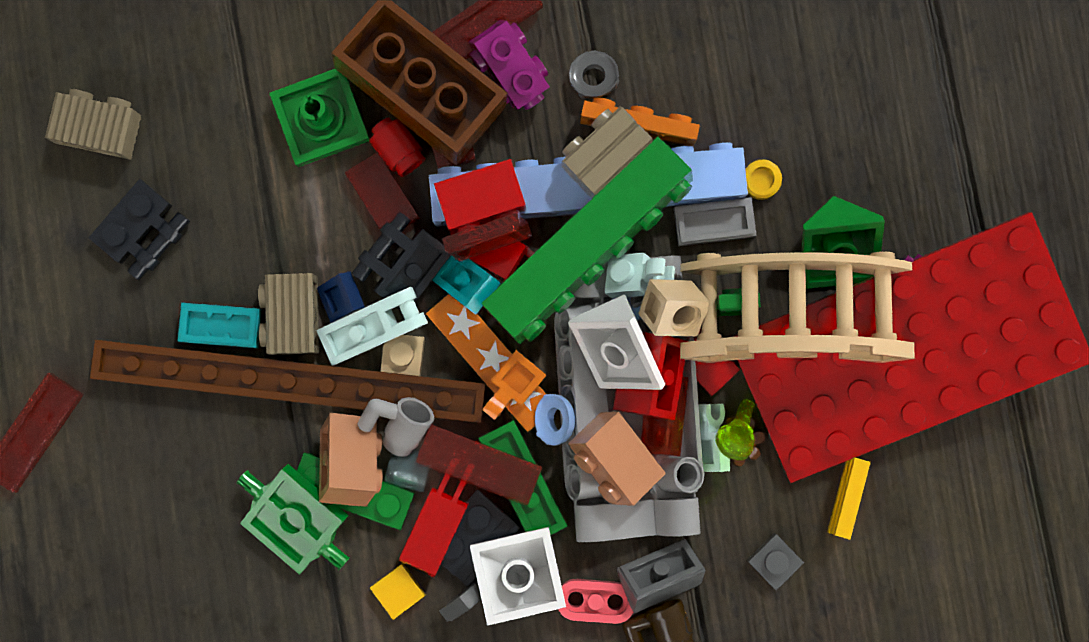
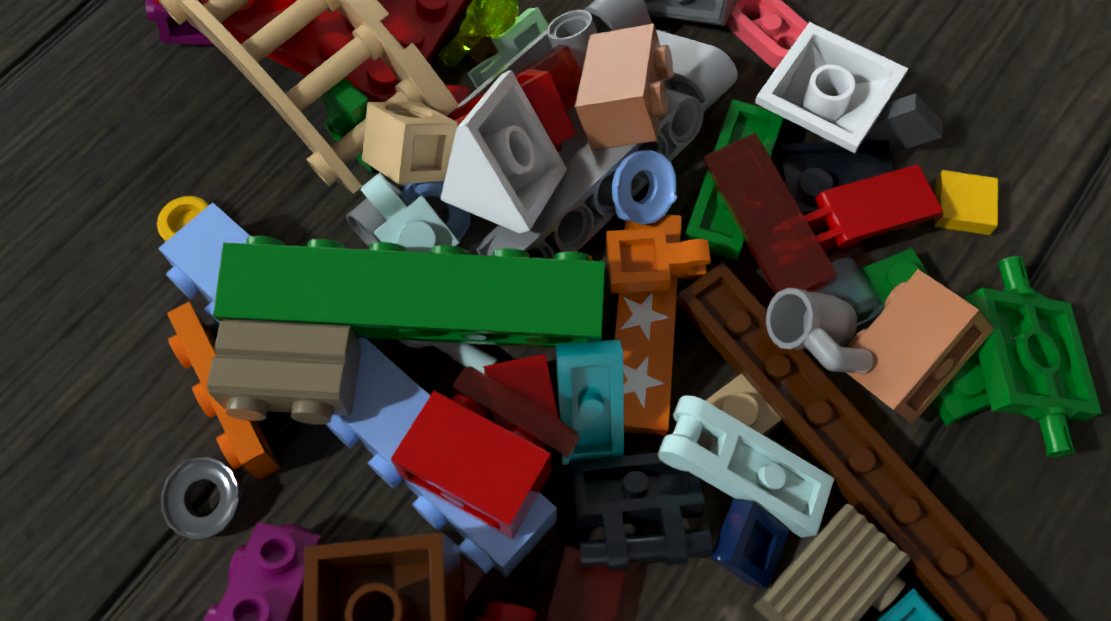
camera: 135 degrees left, 20 degrees down
(714, 221) = (266, 213): light grey tile -> none
(841, 229) = (190, 87): green slope -> none

